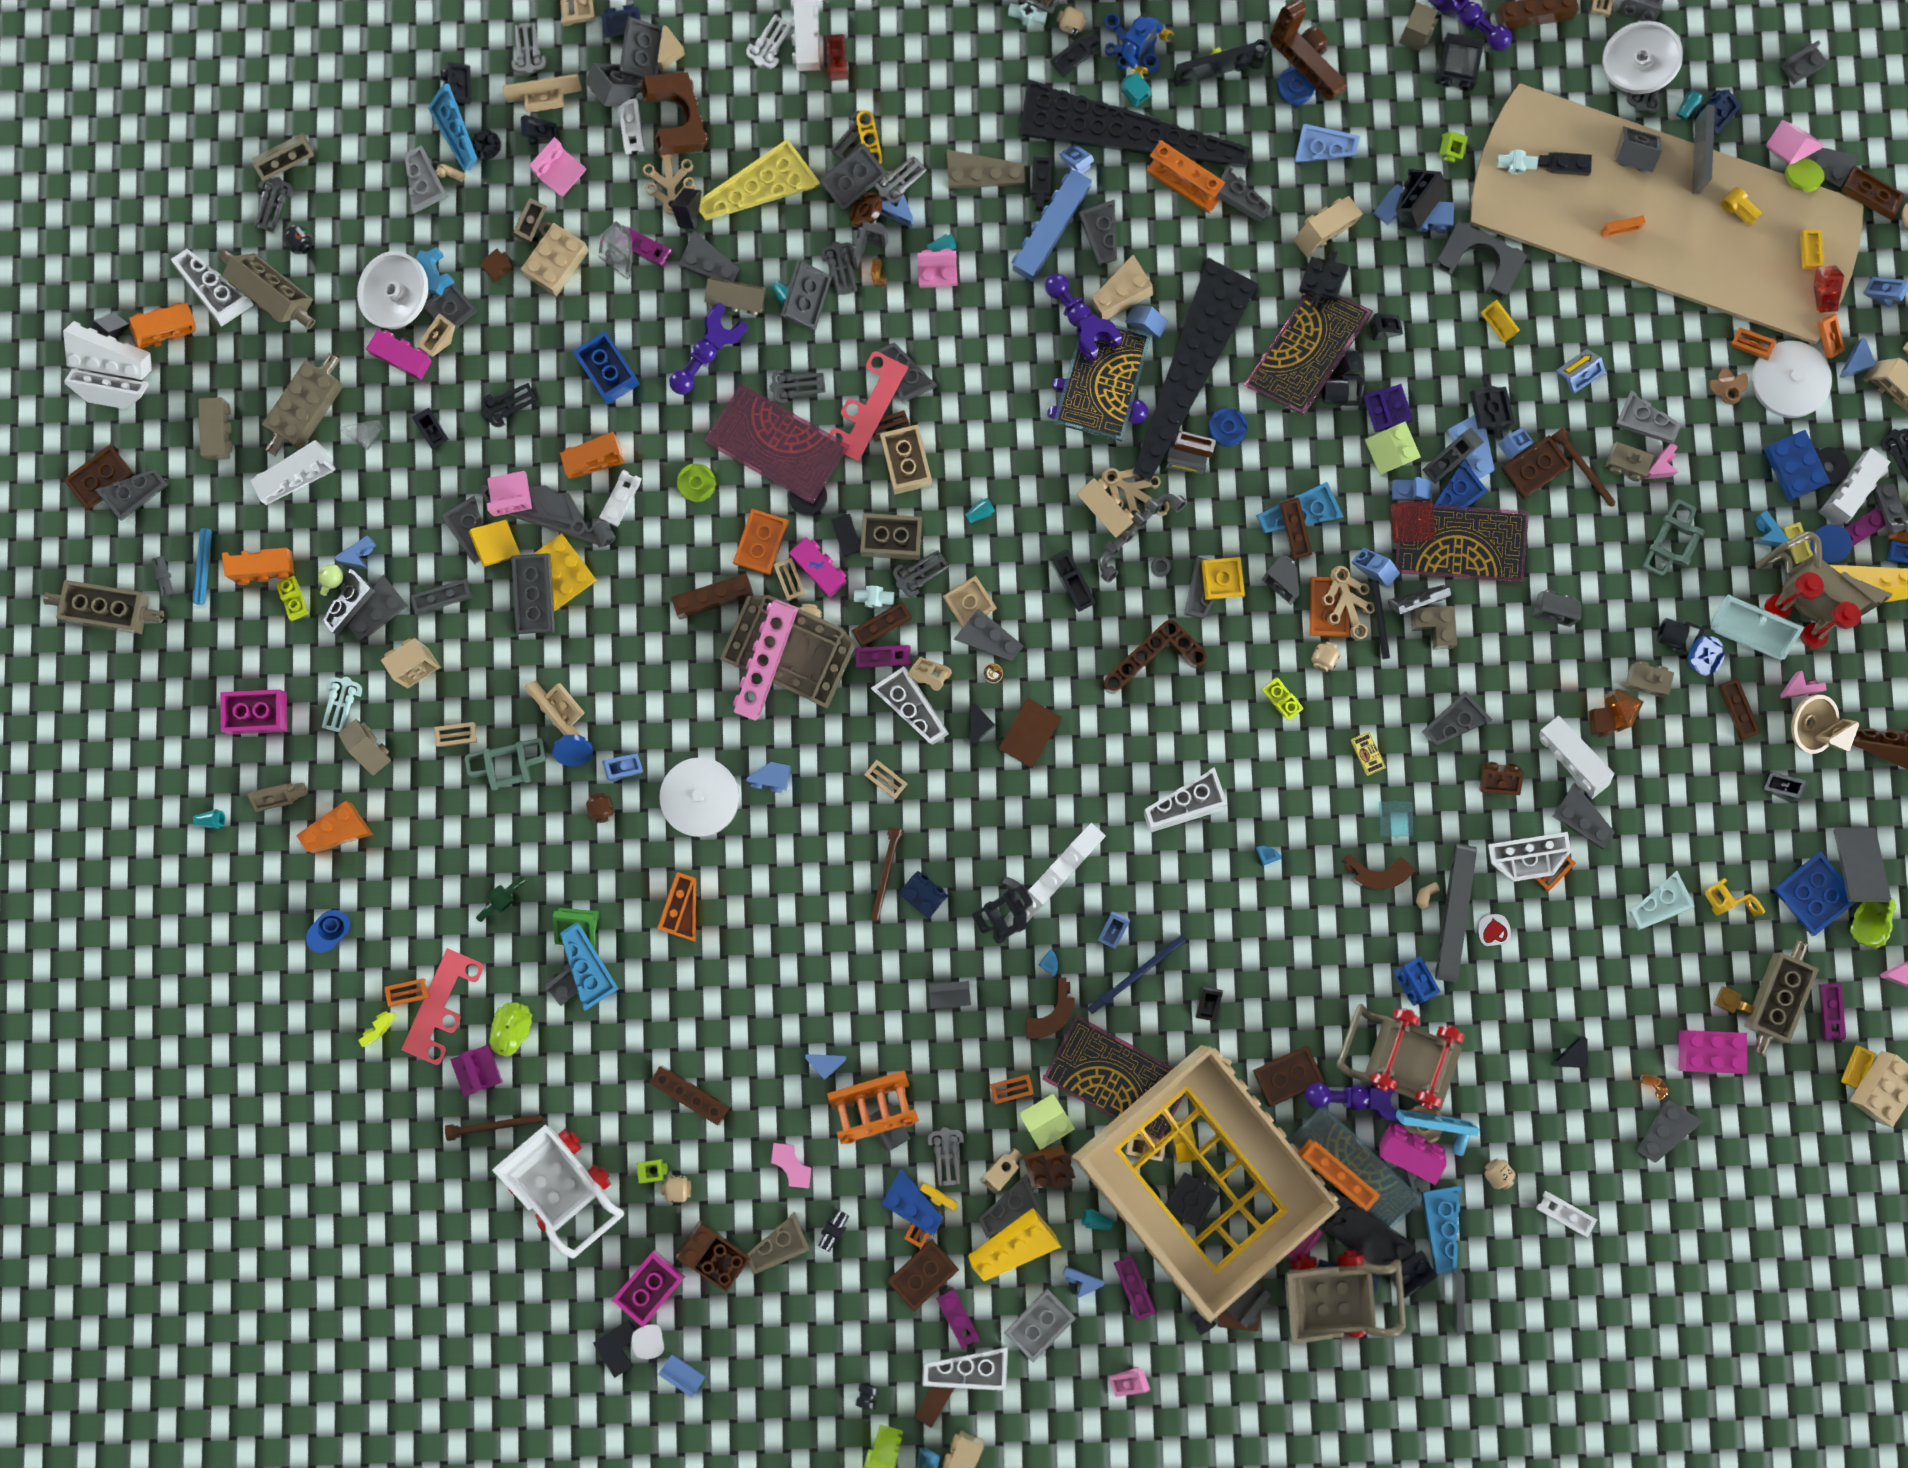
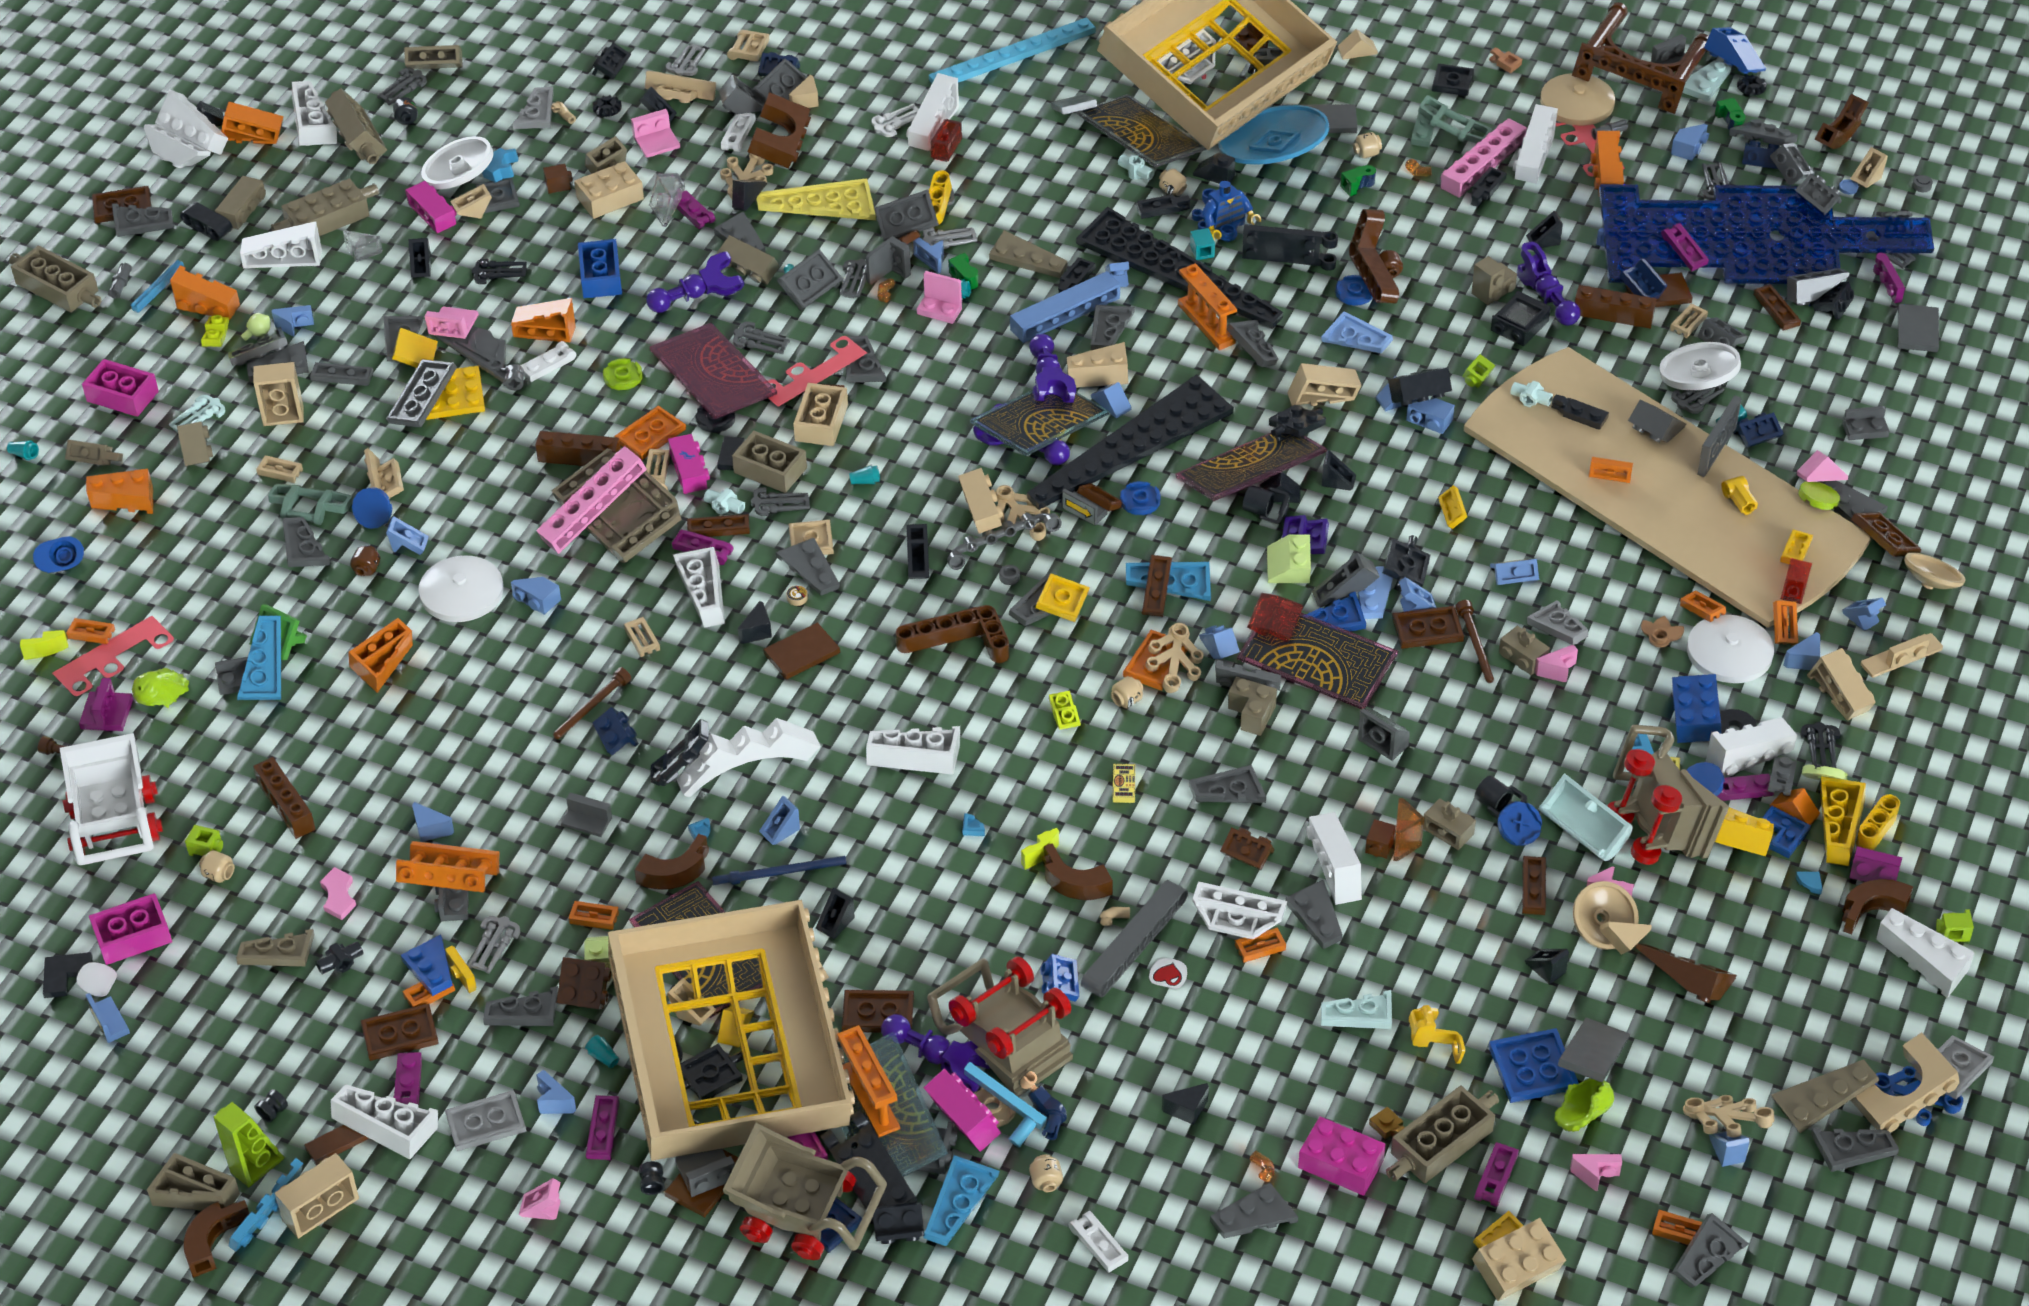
camera: 25 degrees right, 35 degrees down
(196, 466) = (206, 221): none -> black beam
(452, 126) = (586, 83): dark azure wing -> none
(500, 898) = (226, 592): dark green piece -> none
(531, 814) = (301, 545): none -> dark grey wing
(712, 1256) = (208, 926): reddish brown slope -> none
(923, 672) = (735, 566): tan plate -> none
(938, 221) = (960, 269): none -> green leg
(995, 1177) = (533, 968): tan torso -> none
(1013, 1246) = (505, 1032): yellow wedge -> none
(1283, 579) = (1119, 612): dark grey slope -> none
(1339, 851) = (1033, 854): none -> neon yellow slope
(1380, 620) = (1199, 683): black bar -> none
(1396, 819) = (1121, 846): clear light blue piece -> none
(1412, 490) = (1297, 595): medium blue slope -> none
(1458, 1298) = (931, 1265): dark grey tile -> none
(1471, 1109) = (1046, 1105): none -> dark blue arm
(1507, 259) = (1452, 438): dark grey arch -> none
(1685, 528) = (1534, 741): sand green bar -> none

